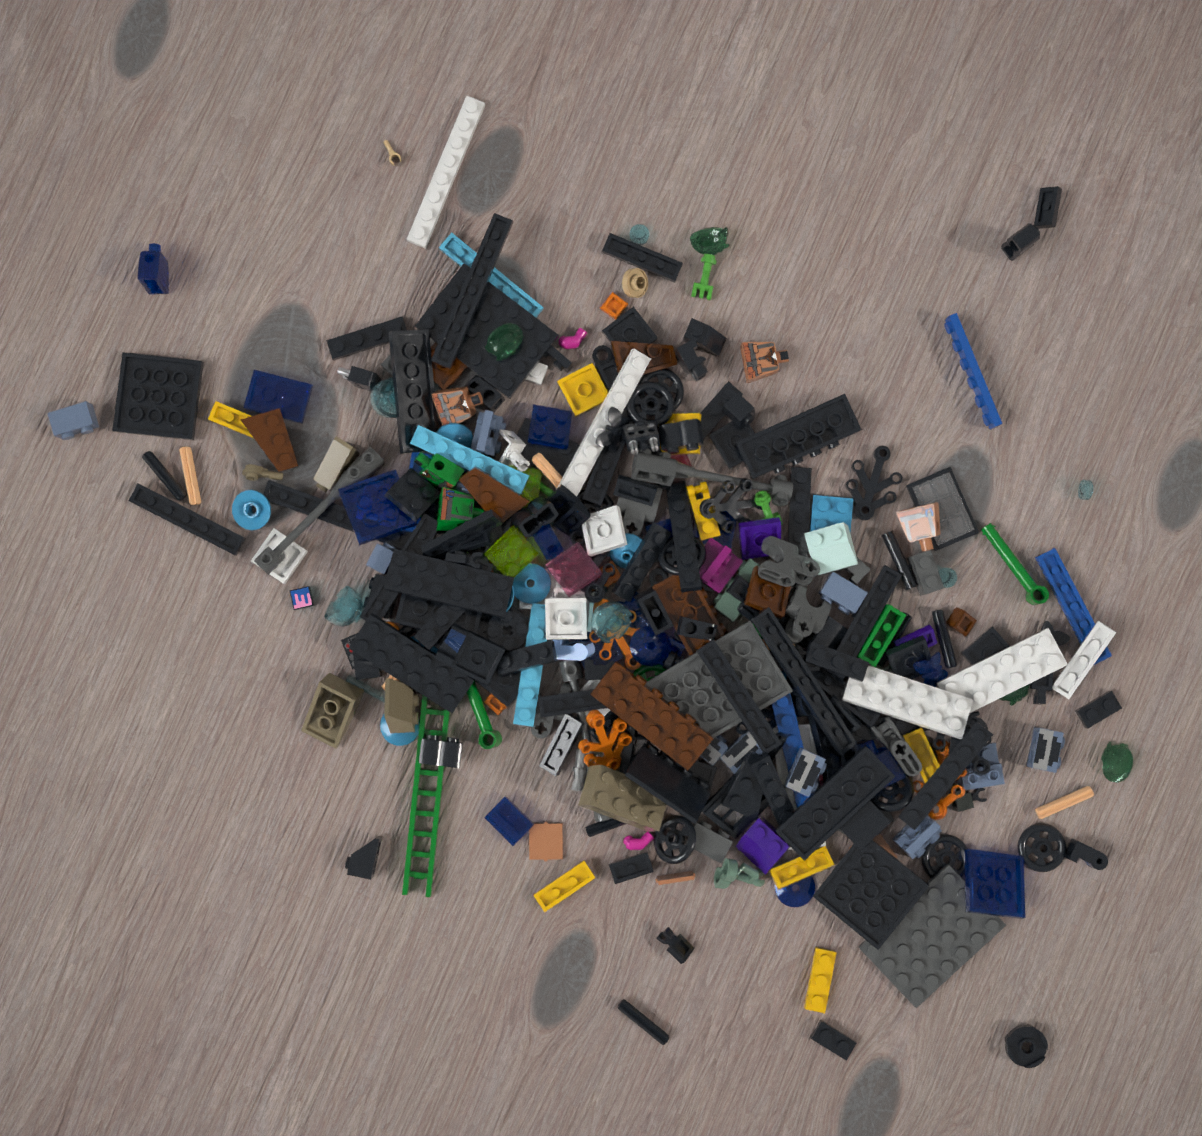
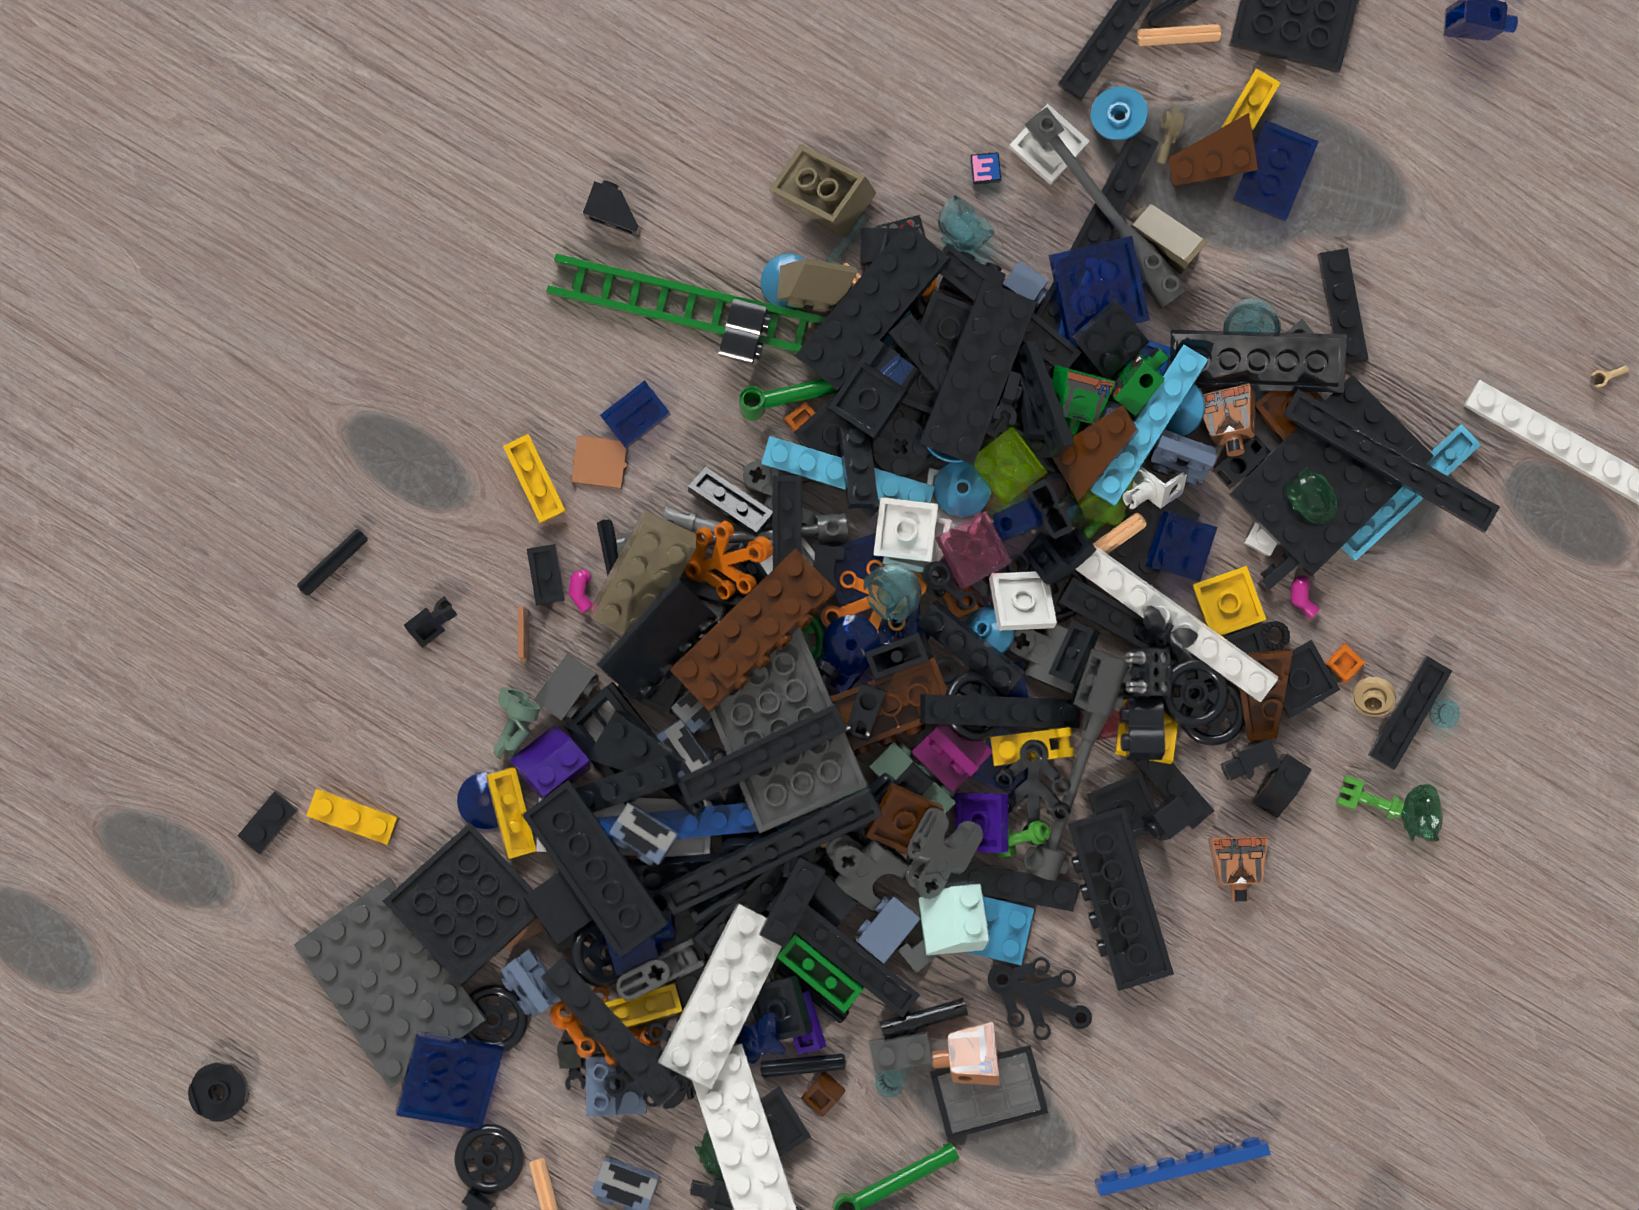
camera: 100 degrees right, 0 degrees up
(360, 377) = (1286, 288): black piece -> none
(573, 650) = (859, 534): light blue leg -> none
(685, 850) = (570, 644): black plate -> none

